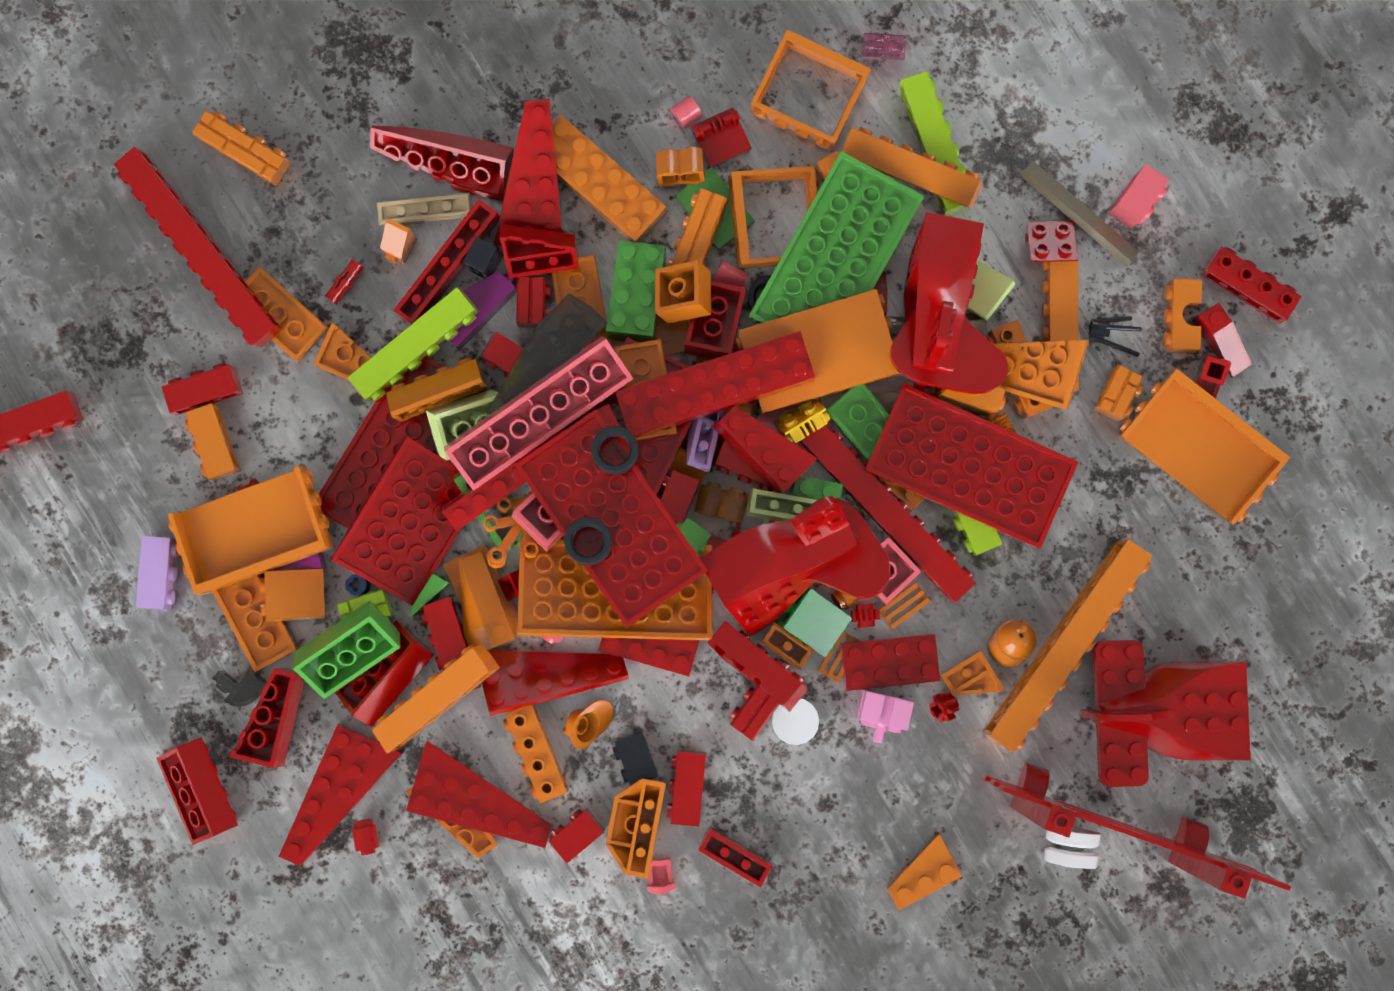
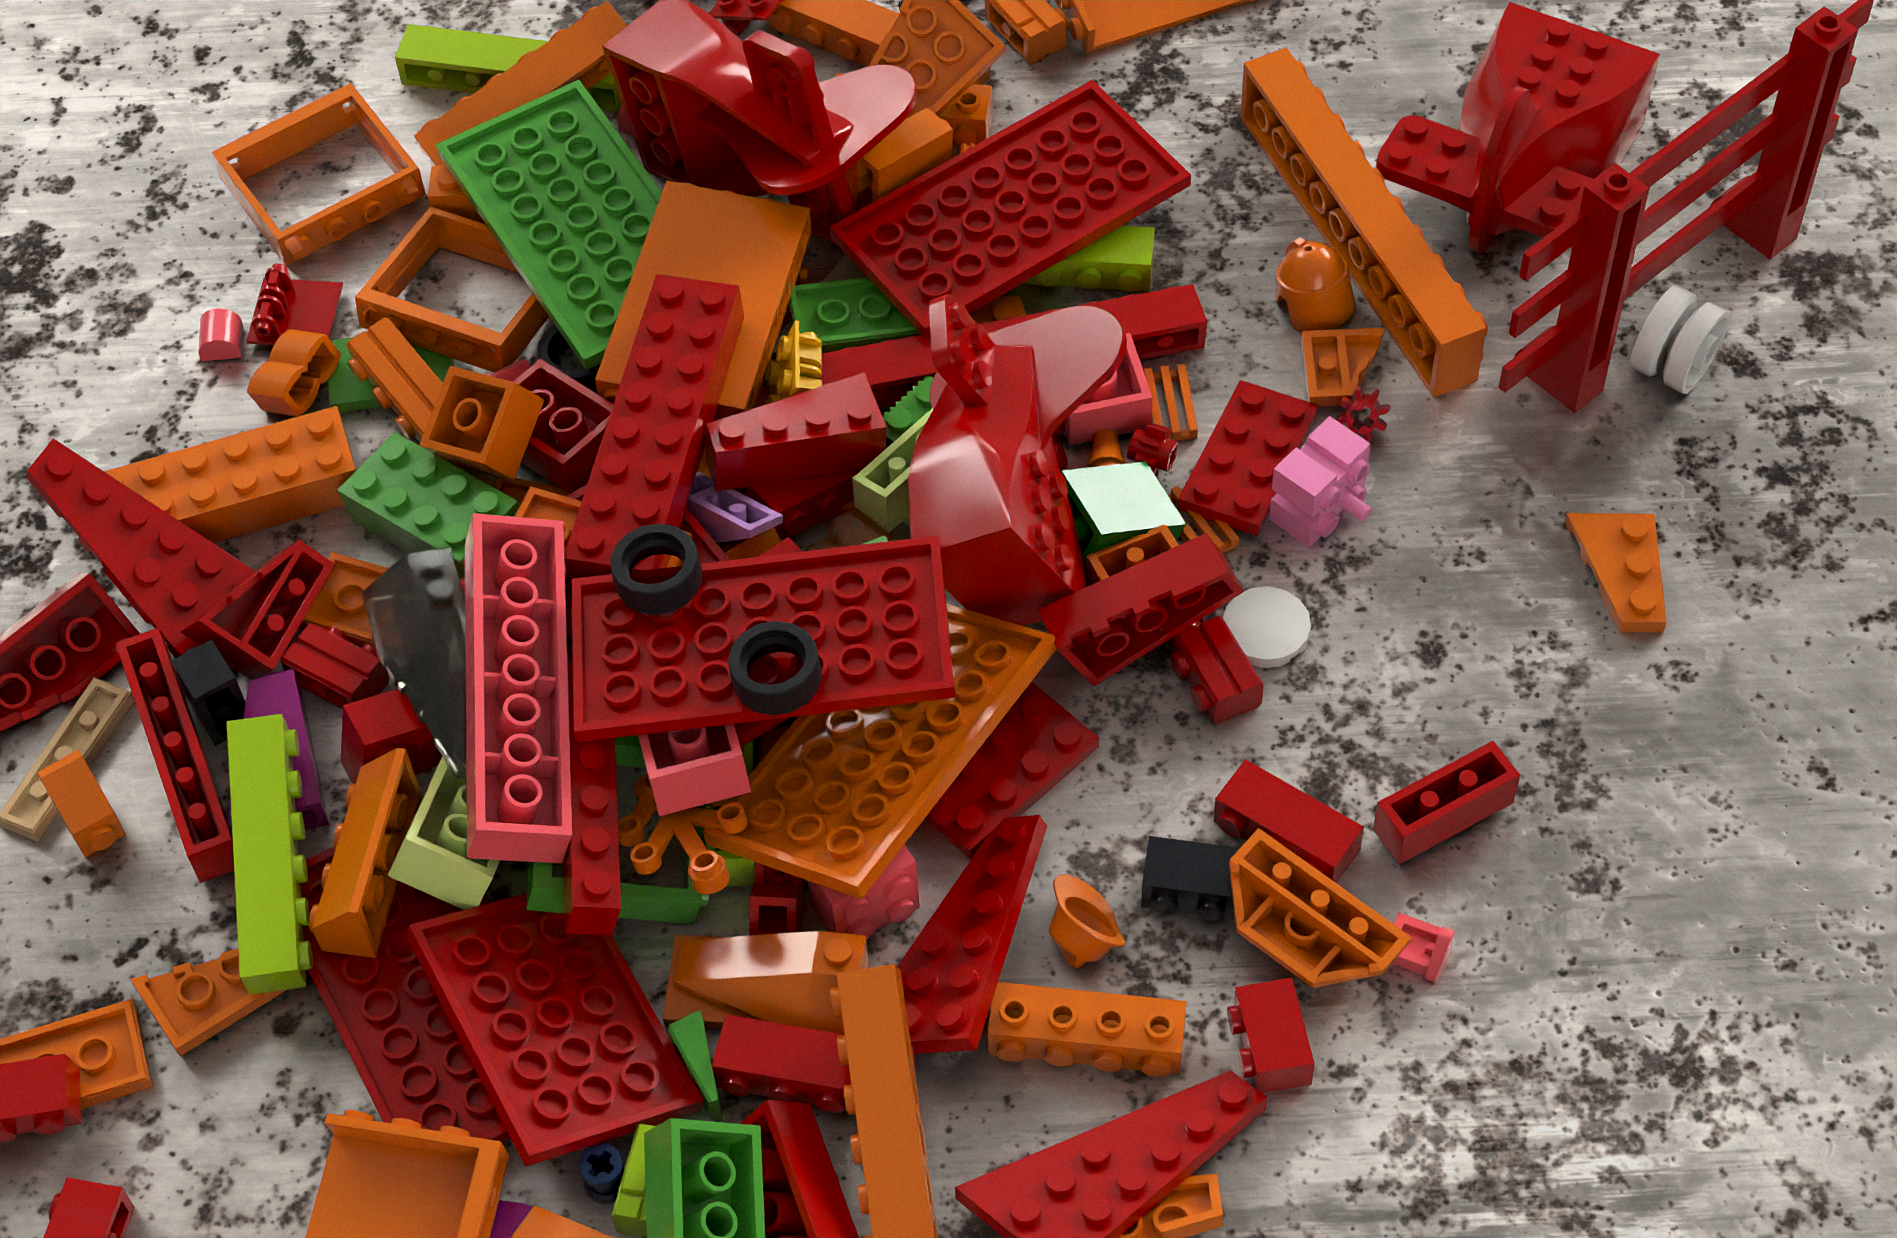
camera: 60 degrees left, 30 degrees down
(344, 281) = (80, 933): red pin -> none
(884, 46) = (334, 60): clear pink hips -> none

